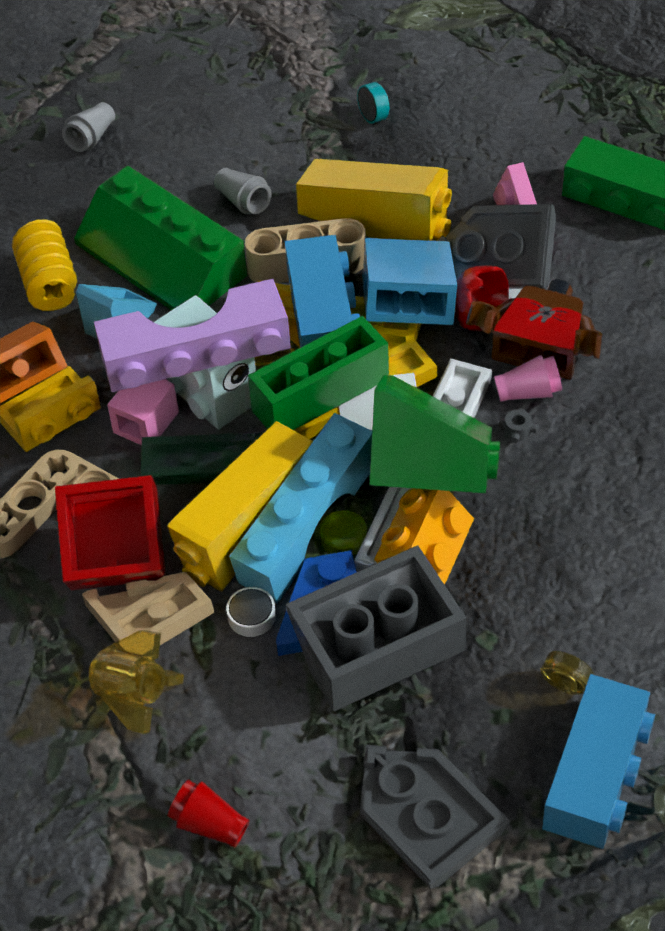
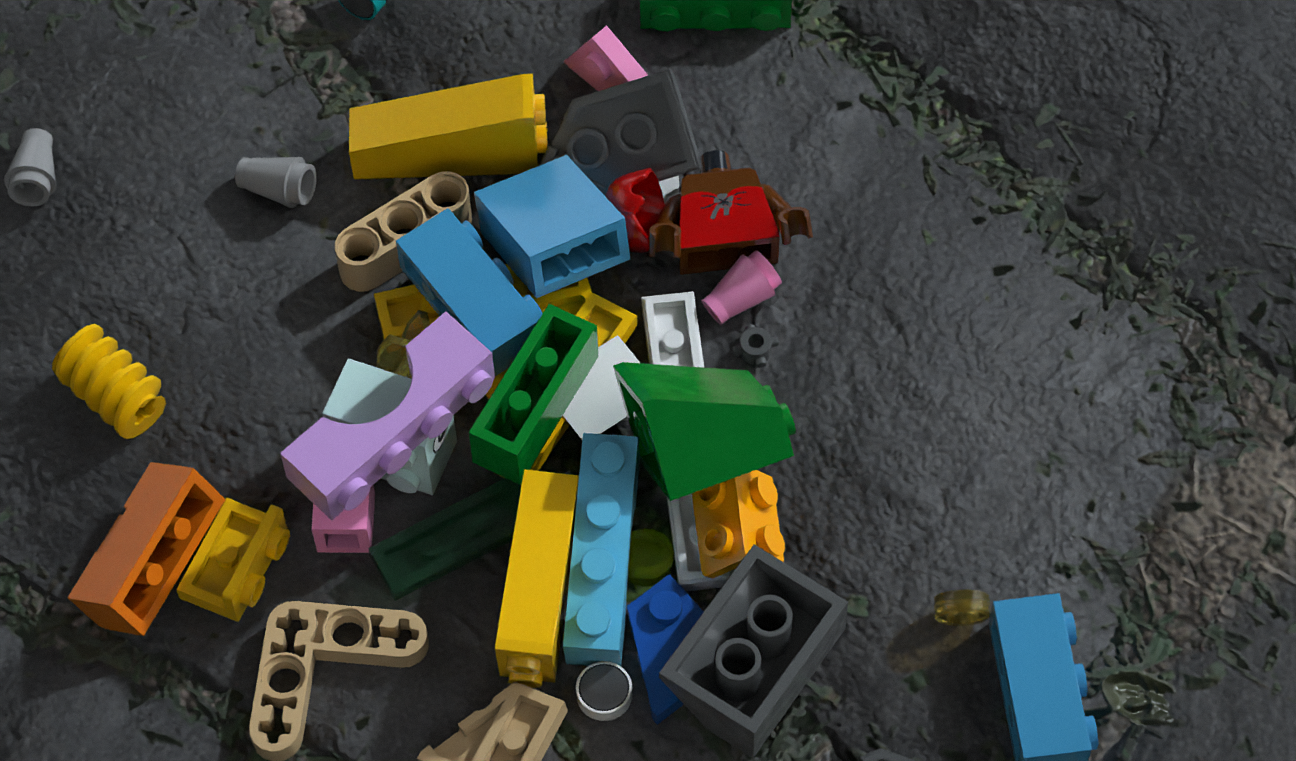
camera: 30 degrees left, 10 degrees up
(107, 302) = (229, 405): medium azure slope -> none
(109, 532) = (418, 679): red piece -> none
(160, 241) = (226, 293): green slope -> none

